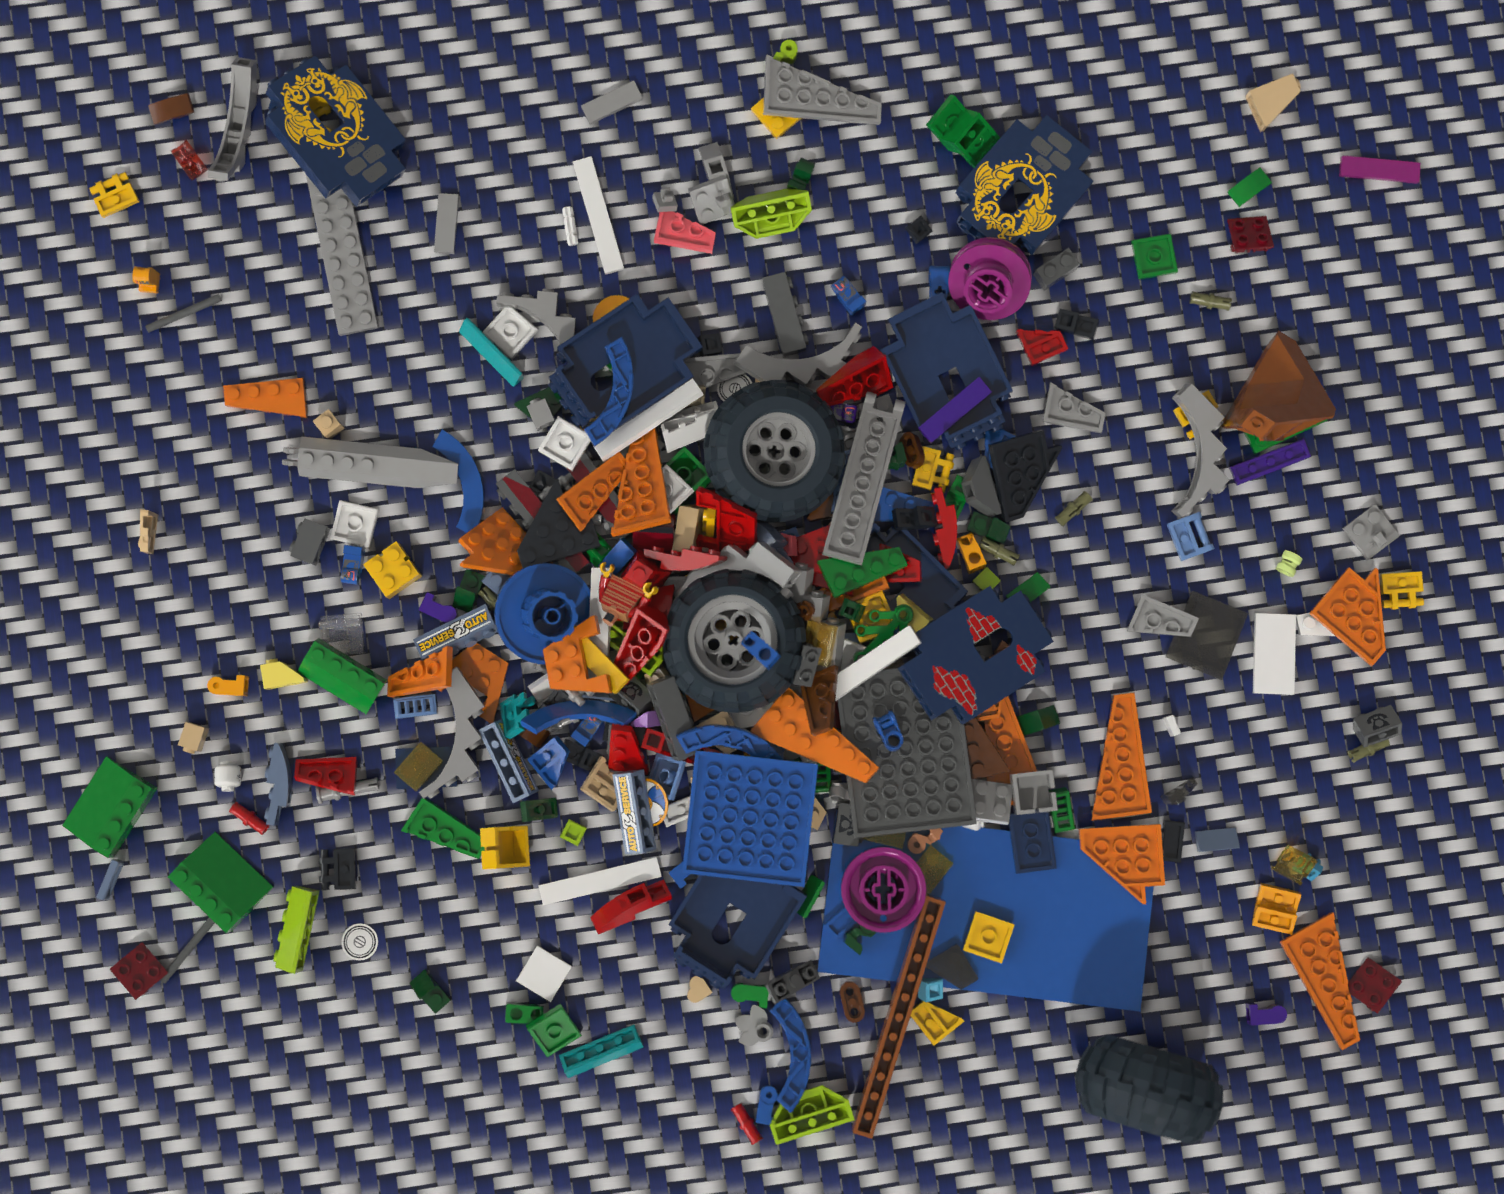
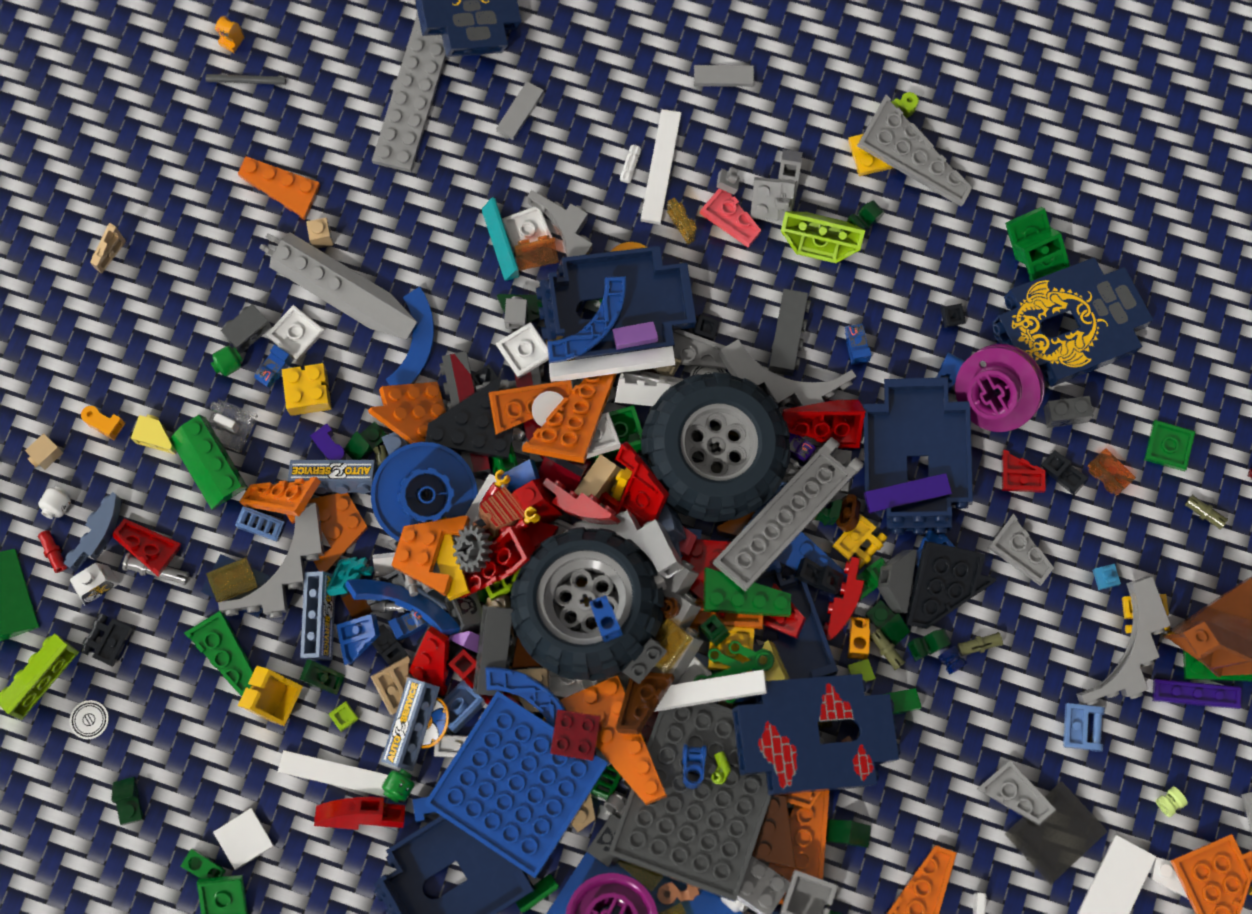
camera: 30 degrees right, 10 degrees down
(301, 827) = (93, 582): none -> white torso
(308, 579) = (226, 360): none -> green head
(340, 635) = (226, 423): none -> white tile
(529, 350) = (536, 253): none -> clear orange bracket
(609, 485) = (544, 406): none -> white sticker
(614, 642) = (472, 548): none -> dark grey gear
(636, 254) = (685, 226): none -> clear yellow plate
(651, 867) = (398, 785): none -> green head
(656, 385) = (635, 335): none -> medium lavender slope
(780, 755) = (575, 735): none -> dark red hinge
(915, 722) = (723, 769): none -> lime arm
(1032, 530) = (929, 644): none -> dark green leg
(1052, 532) = (948, 656): none -> clear blue wheel
(1115, 304) = (1110, 472): none -> clear orange bracket
(1152, 398) = (1106, 577): none -> dark azure tile

